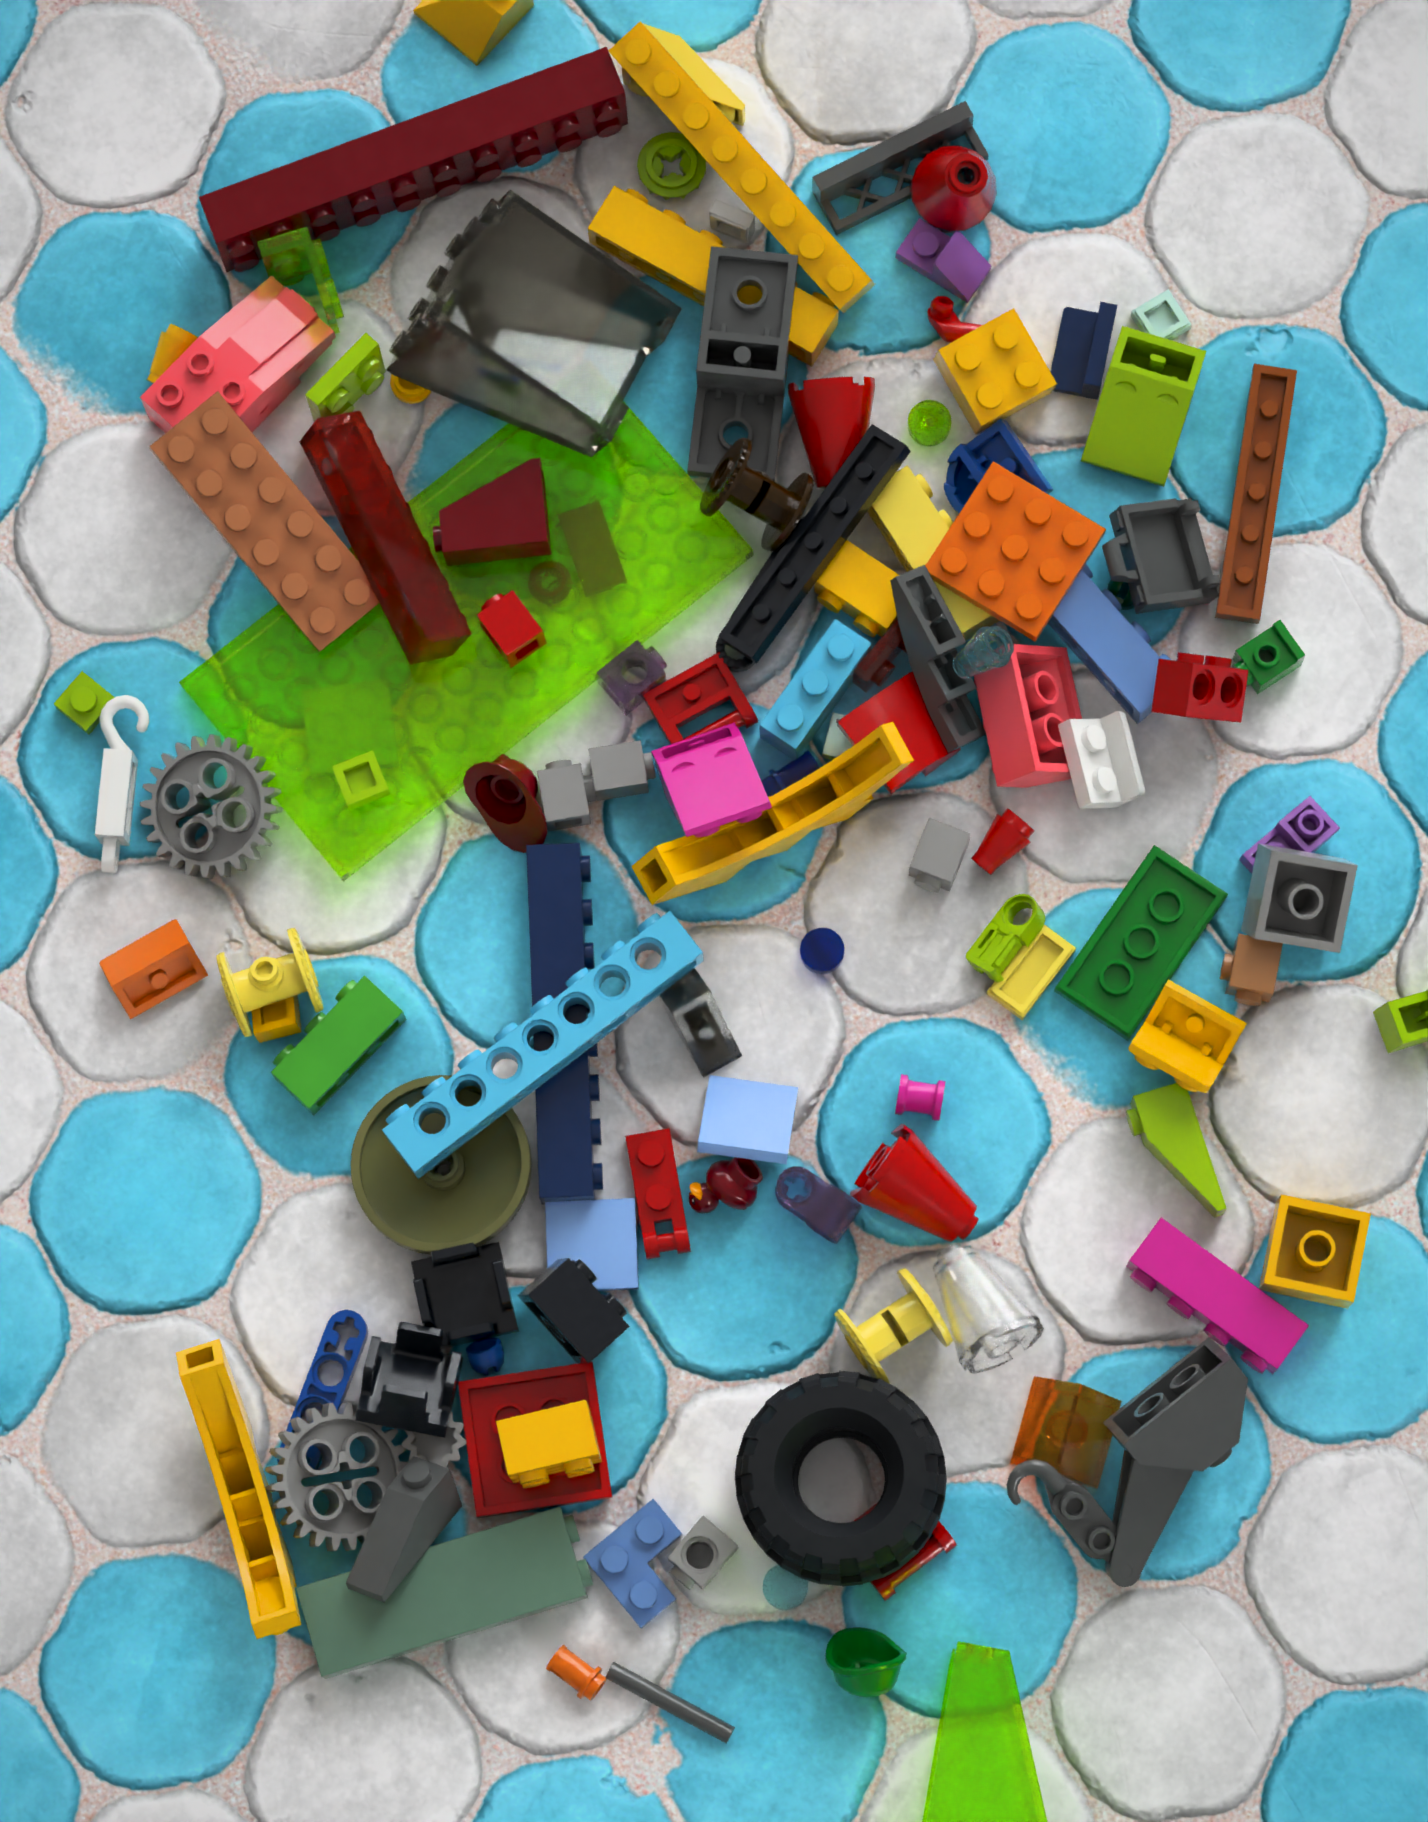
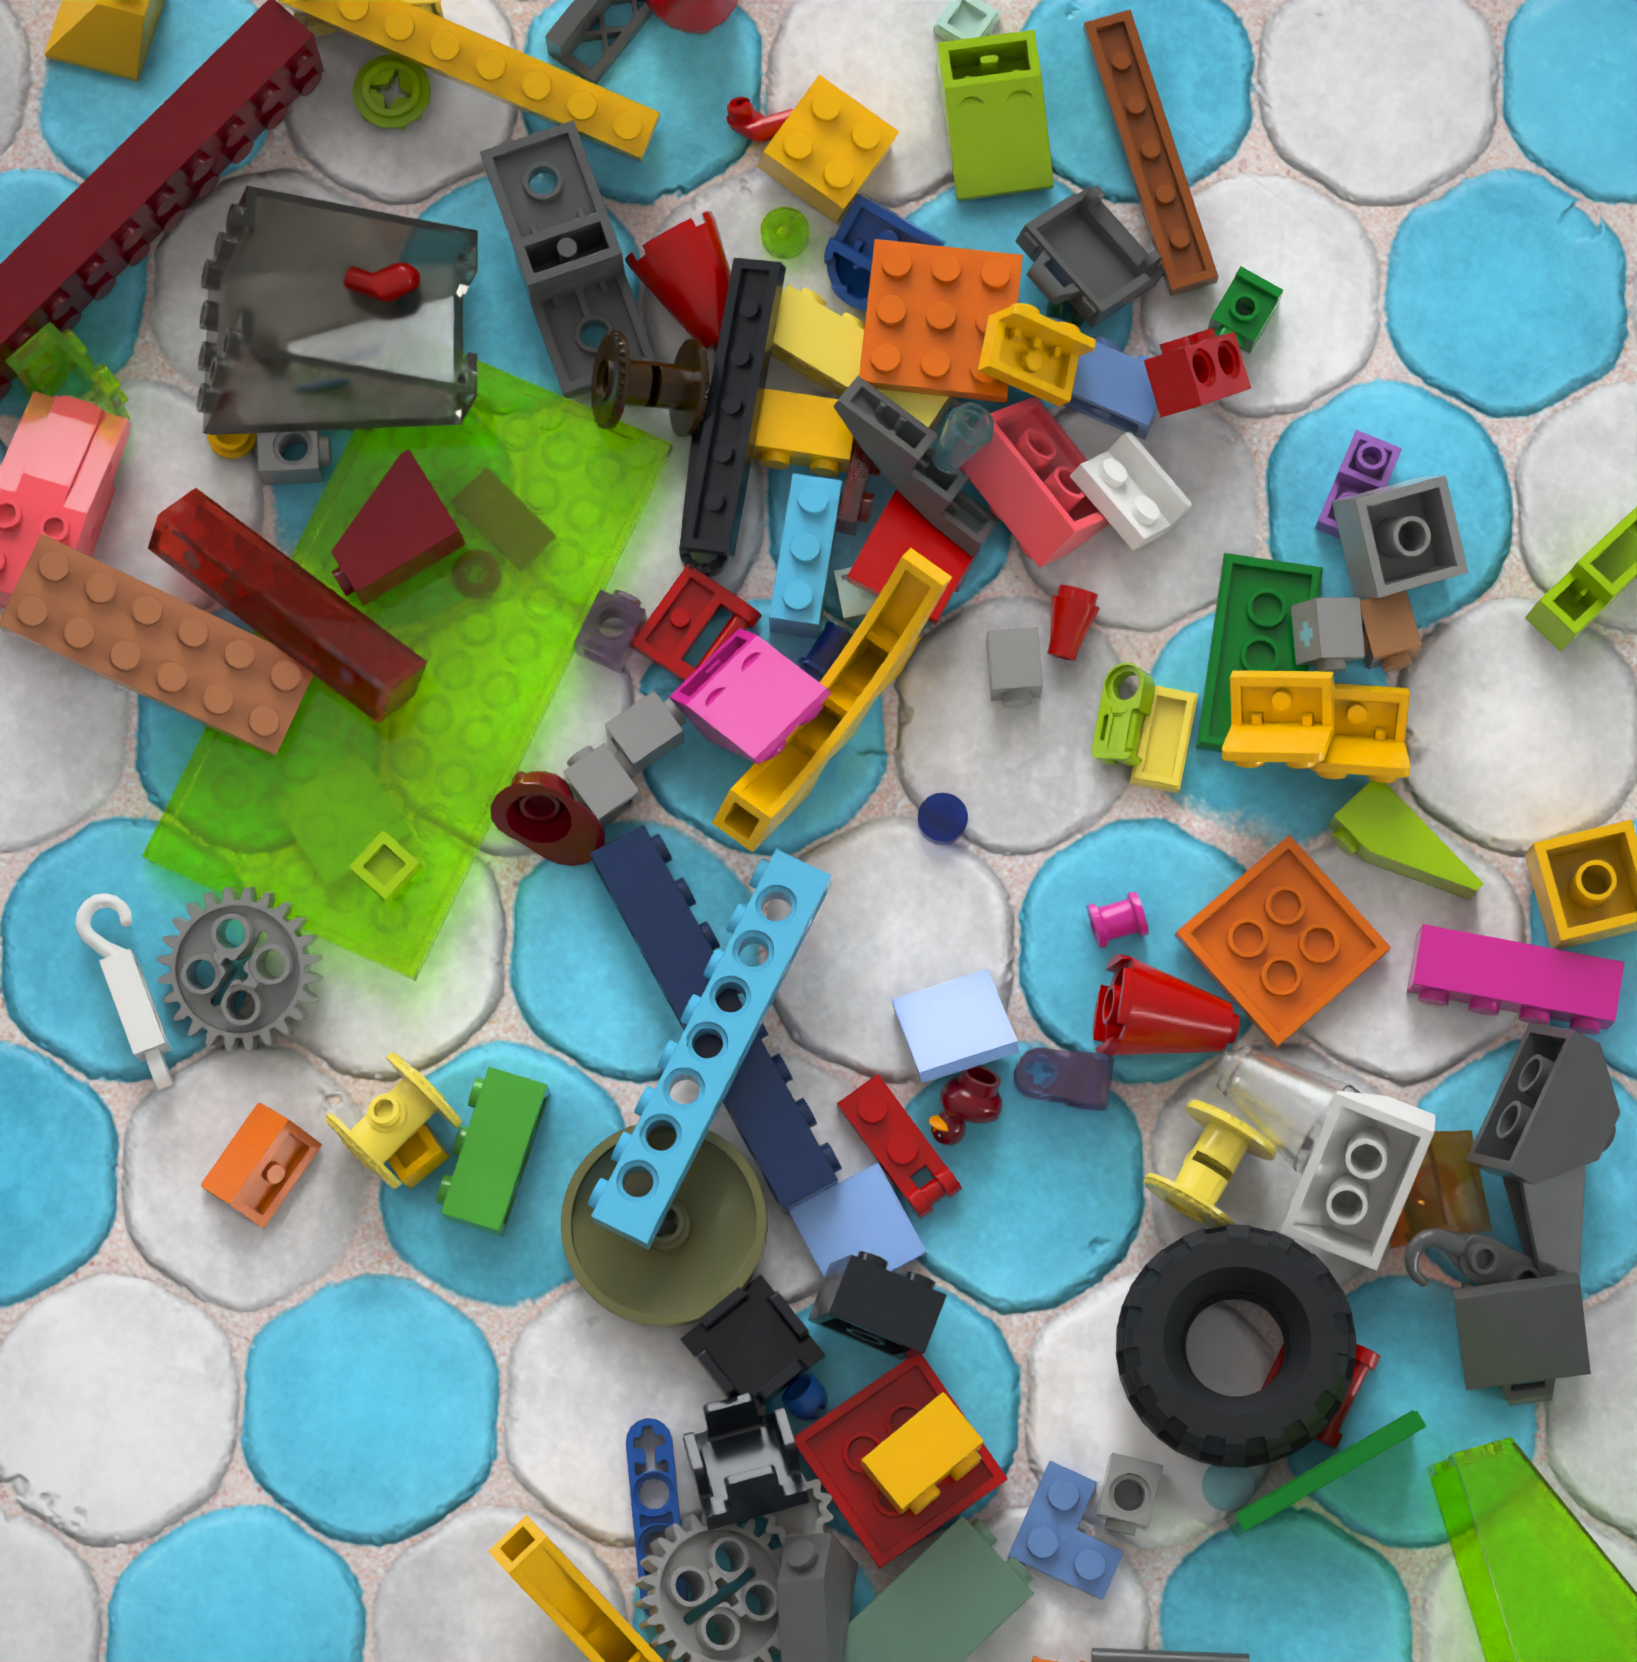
camera: 30 degrees left, 0 degrees up
(83, 702) = (51, 924): lime plate -> none
(347, 380) = (169, 456): lime plate -> none
(459, 437) = (277, 470): none -> light grey brick
(511, 627) = (463, 637): red brick -> none
(588, 317) = (384, 284): none -> red arm
(680, 257) = (453, 183): yellow brick -> none
(700, 1023) = (856, 951): clear smoke slope -> none
(732, 221) = (483, 119): white tile -> none
(863, 1613) = (1325, 1472): none -> green tile
(864, 1661) = (1348, 1521): green helmet -> none
(944, 259) = (718, 62): medium lavender slope -> none
(1005, 1391) = (1359, 1176): none -> white slope
(1044, 1178) = (1282, 941): none -> orange plate
(1072, 611) = (1033, 352): none -> yellow bracket
(1075, 1582) = (1522, 1335): none -> dark grey piece
(1082, 350) = (905, 86): dark blue panel -> none
(1126, 998) = (1280, 718): none -> yellow bracket
(1202, 948) = (1328, 632): none -> light grey brick

